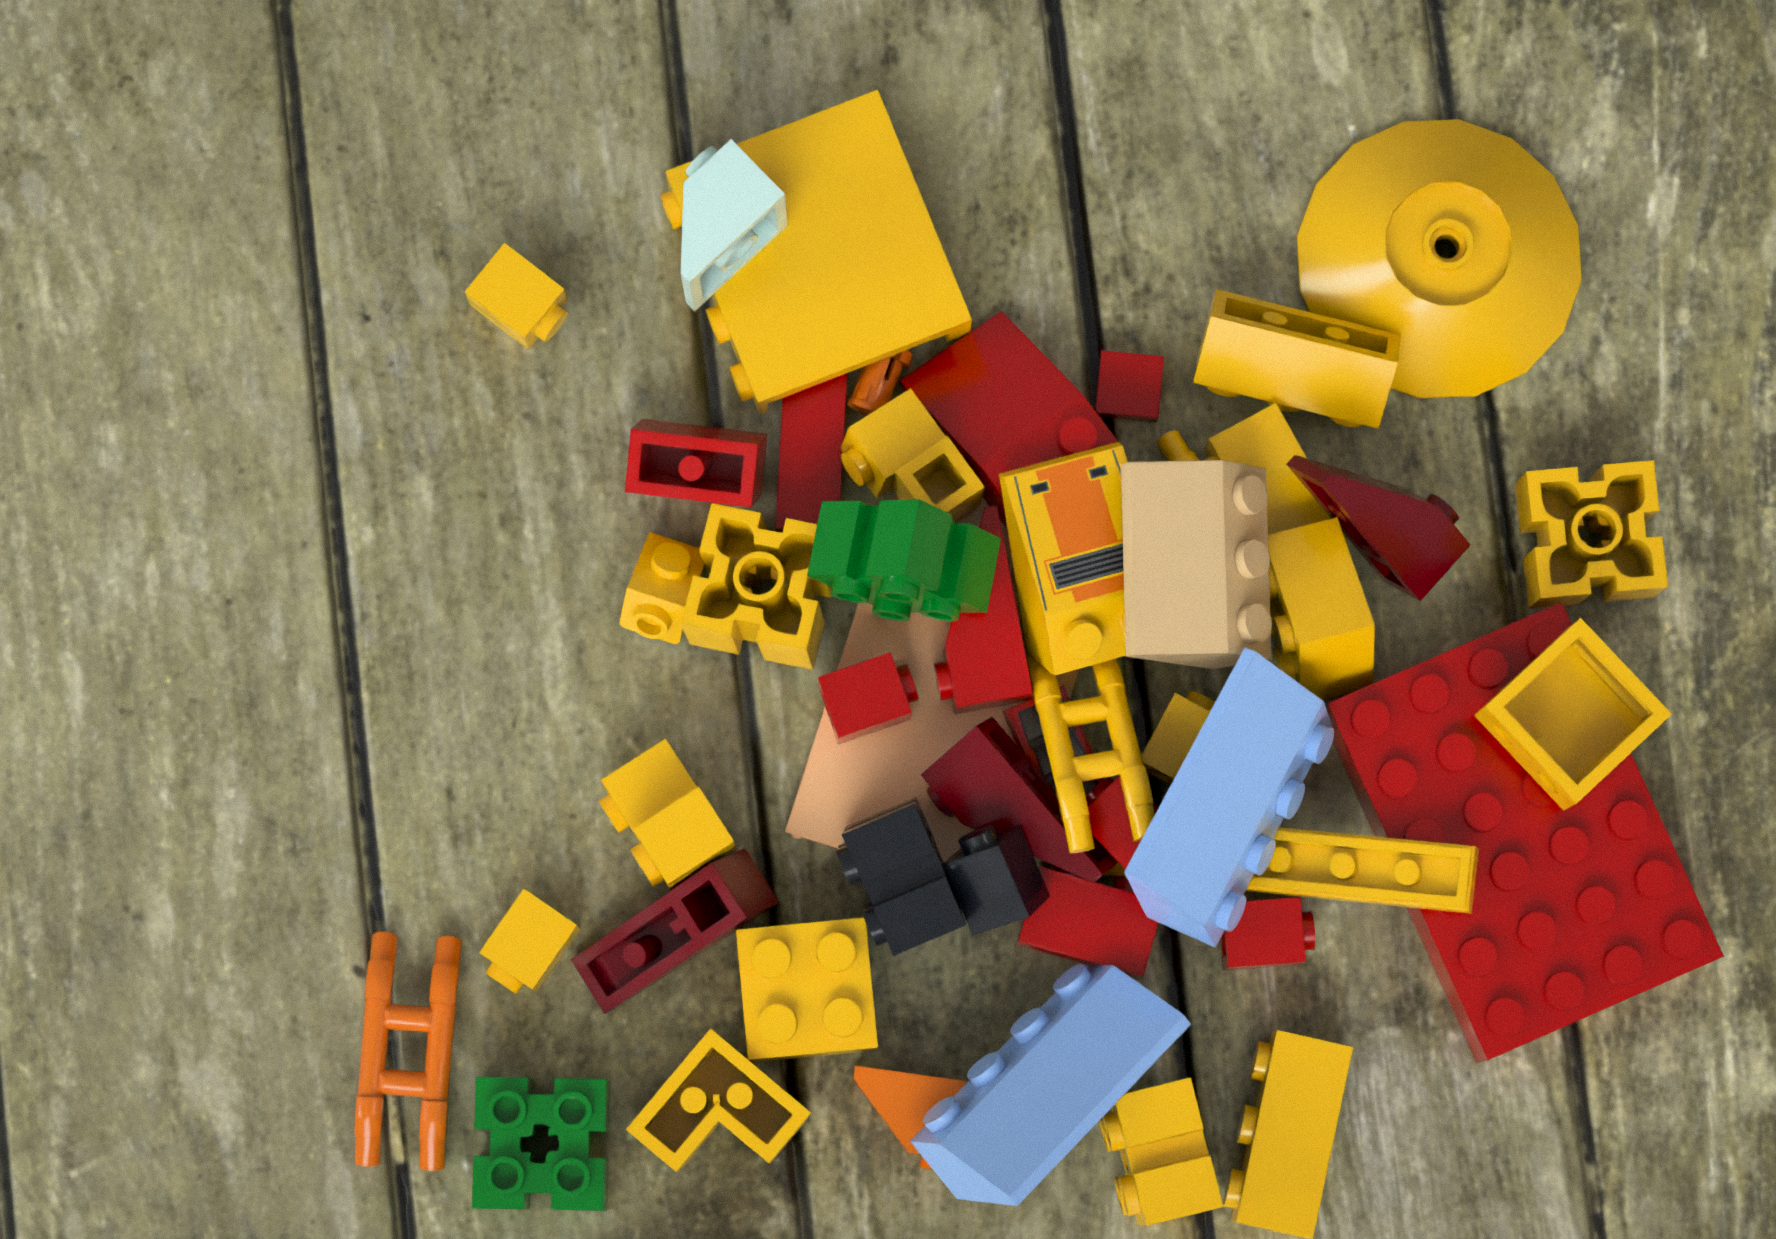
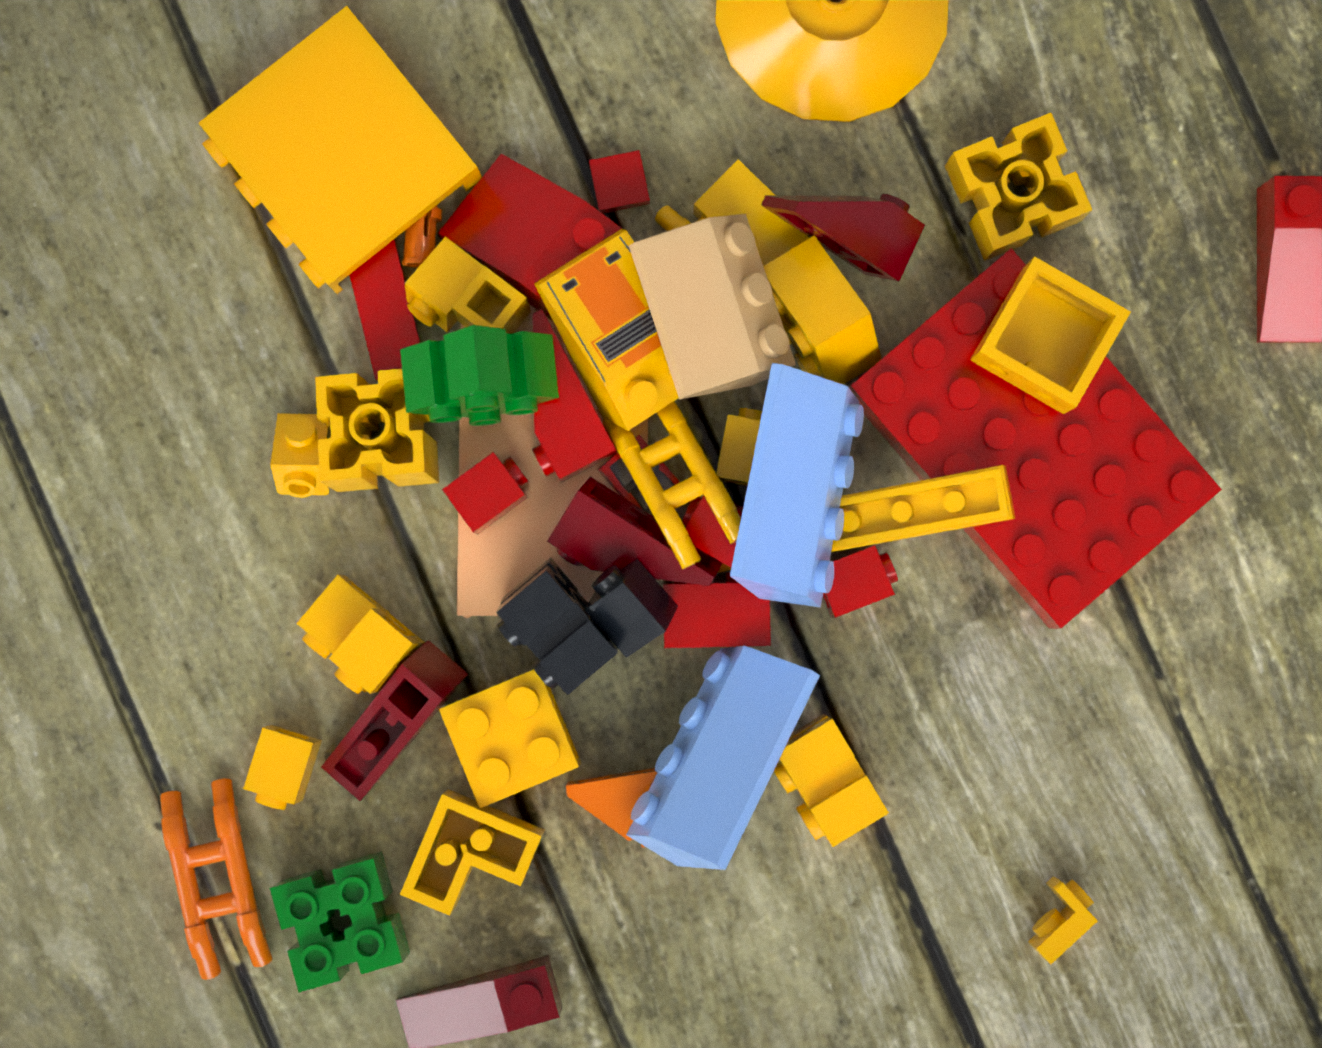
camera: 10 degrees left, 5 degrees up
(518, 298) = (115, 260): yellow brick -> none
(696, 463) = (294, 348): red brick -> none
(726, 219) = (250, 147): light aqua slope -> none
(1288, 1133) = (921, 732): yellow brick -> none
(1297, 359) = (744, 119): yellow brick -> none

